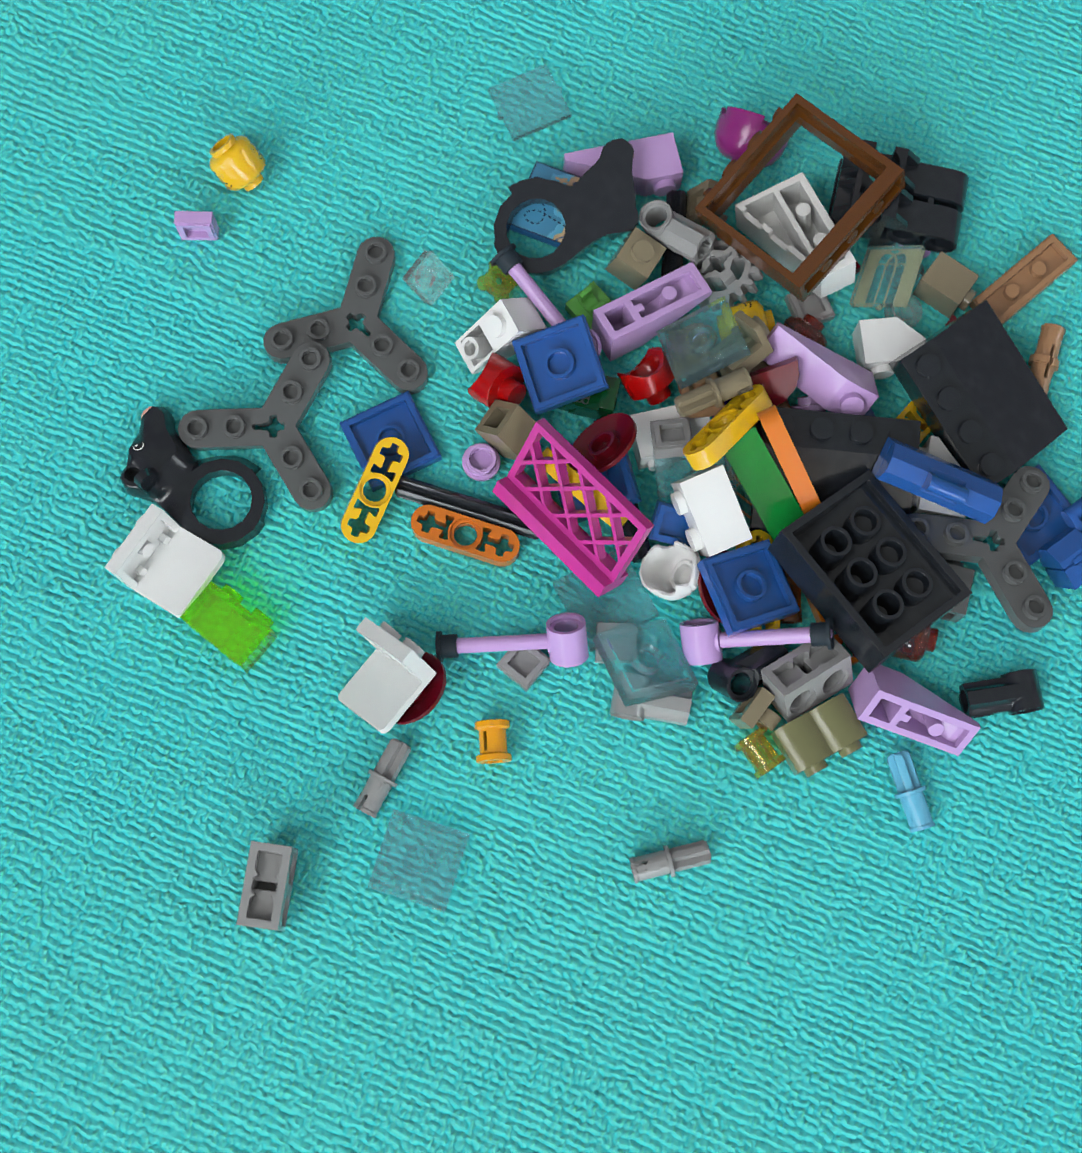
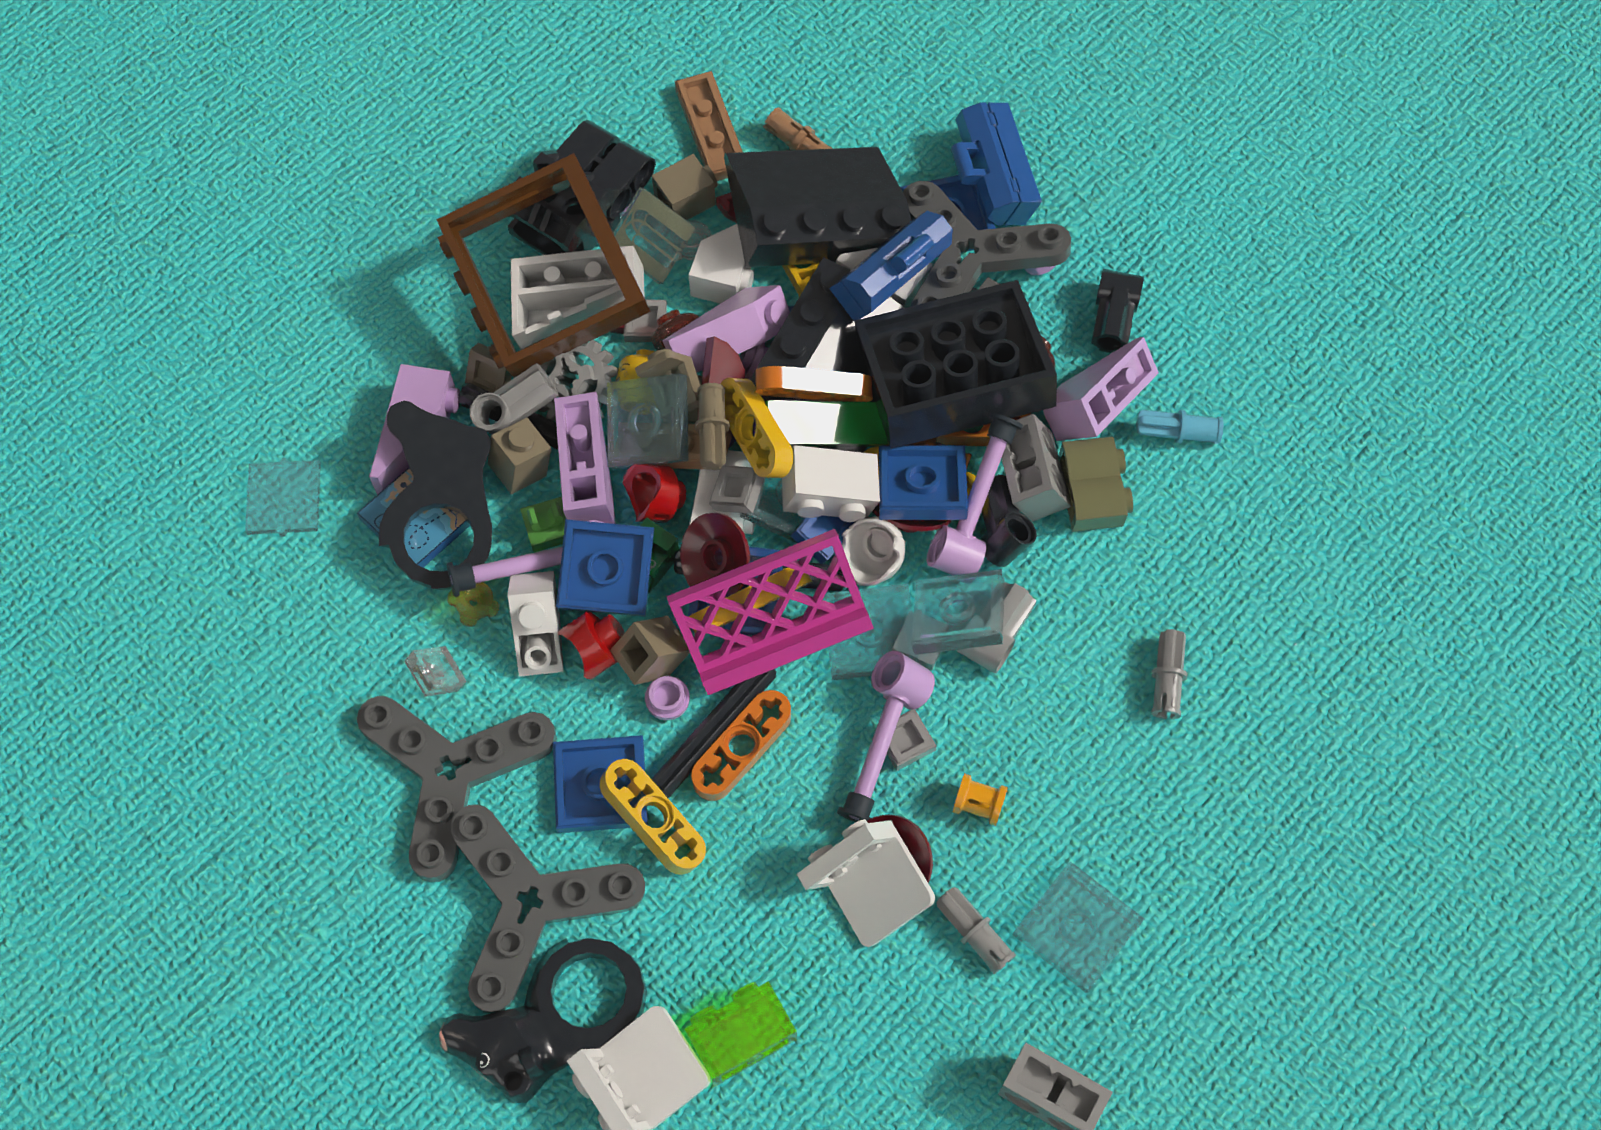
camera: 65 degrees left, 10 degrees down
(196, 225) = (247, 899): lavender tile -> none
(237, 162) = (196, 824): yellow head -> none
(735, 130) = (438, 303): magenta cylinder -> none
(756, 712) = (1049, 531): dark tan tile -> none
(759, 752) = (1090, 545): clear yellow bush -> none

